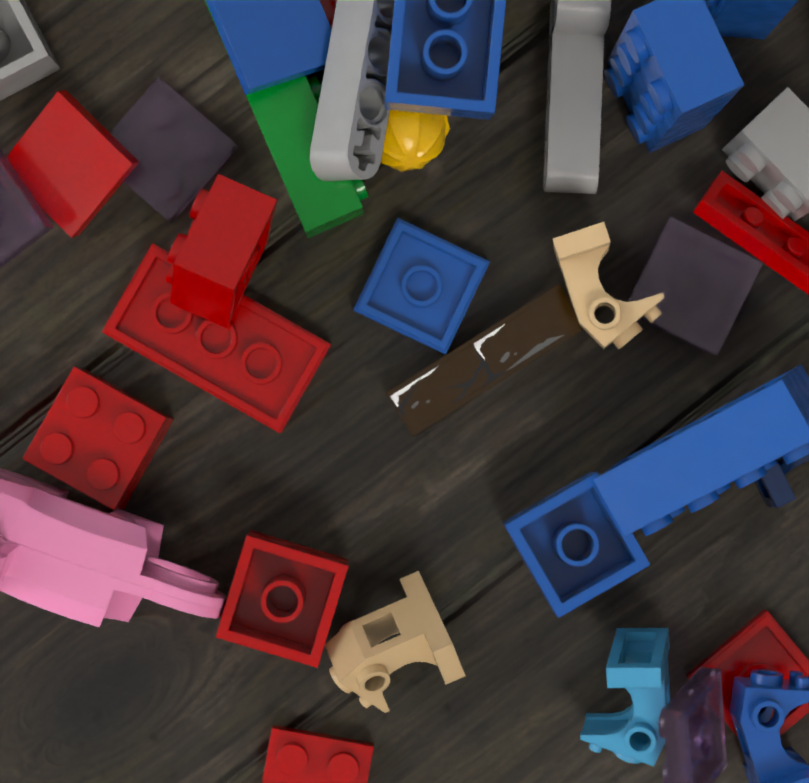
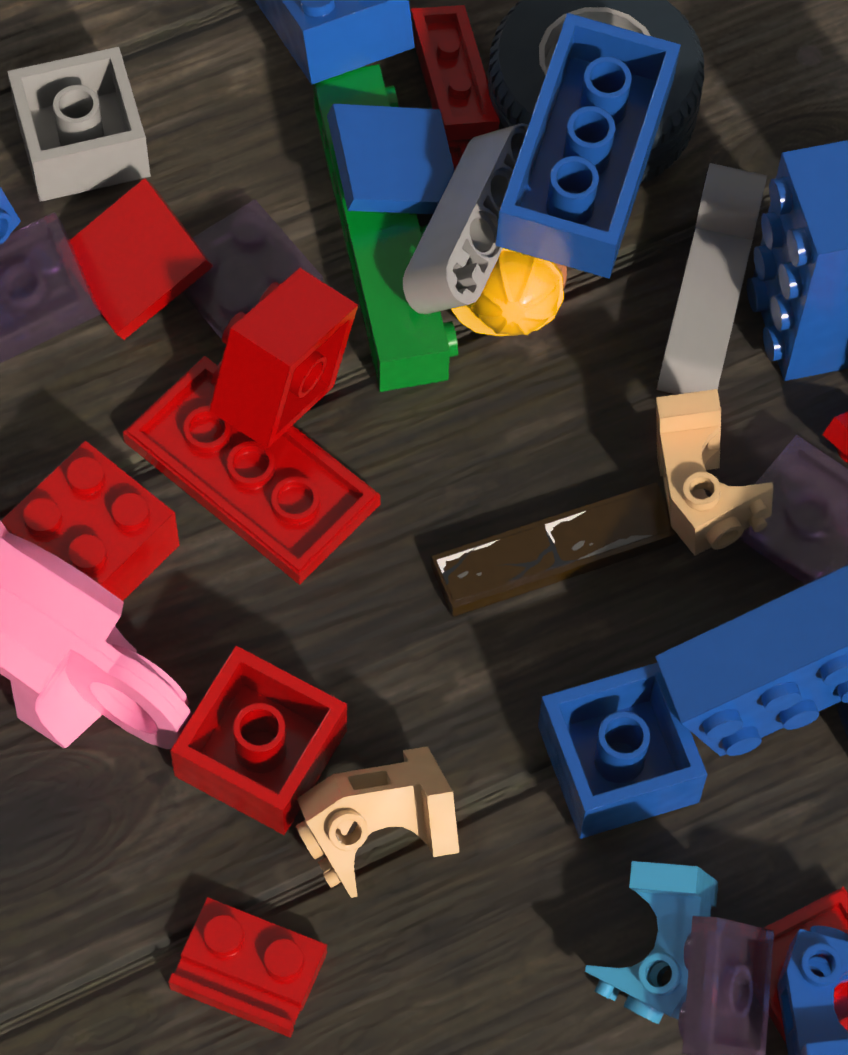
camera: 10 degrees right, 25 degrees down
(421, 286) = (497, 460): blue tile -> none

